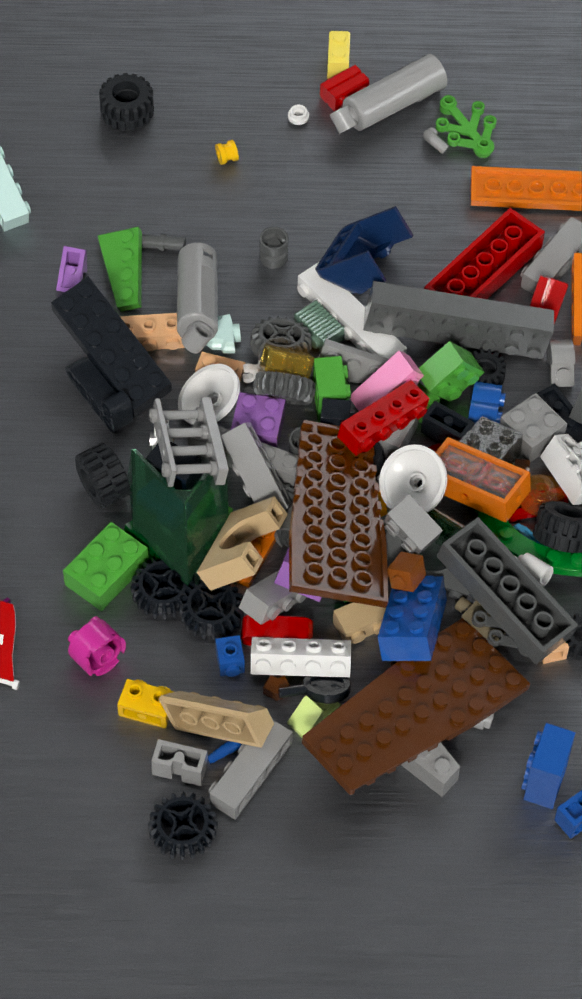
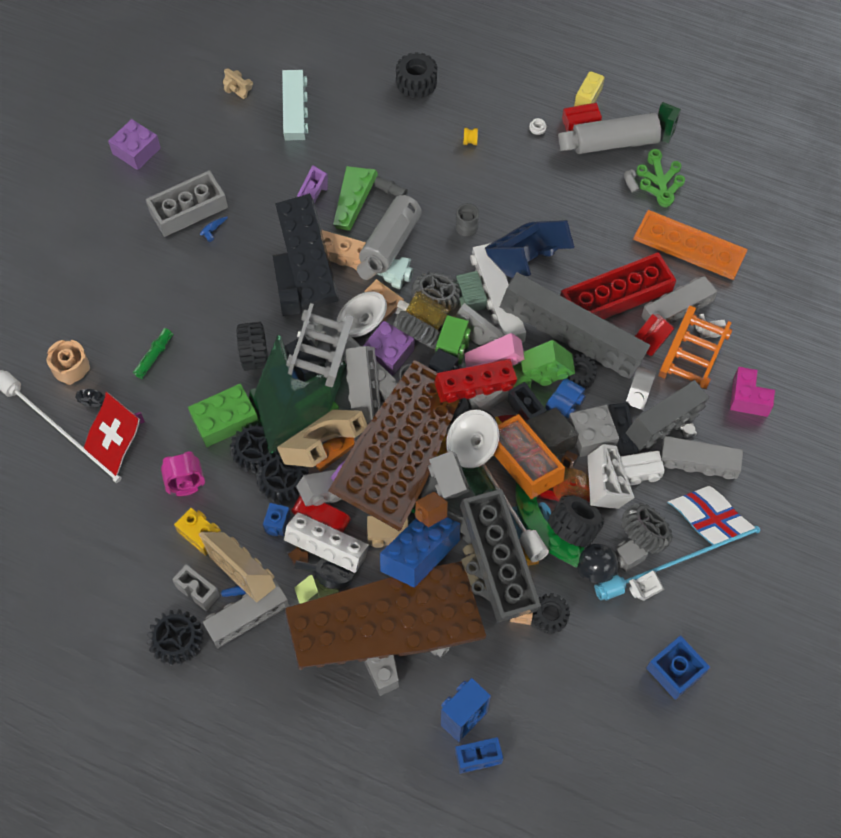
camera: 25 degrees right, 5 degrees up
(447, 53) = (668, 118): none -> dark green panel

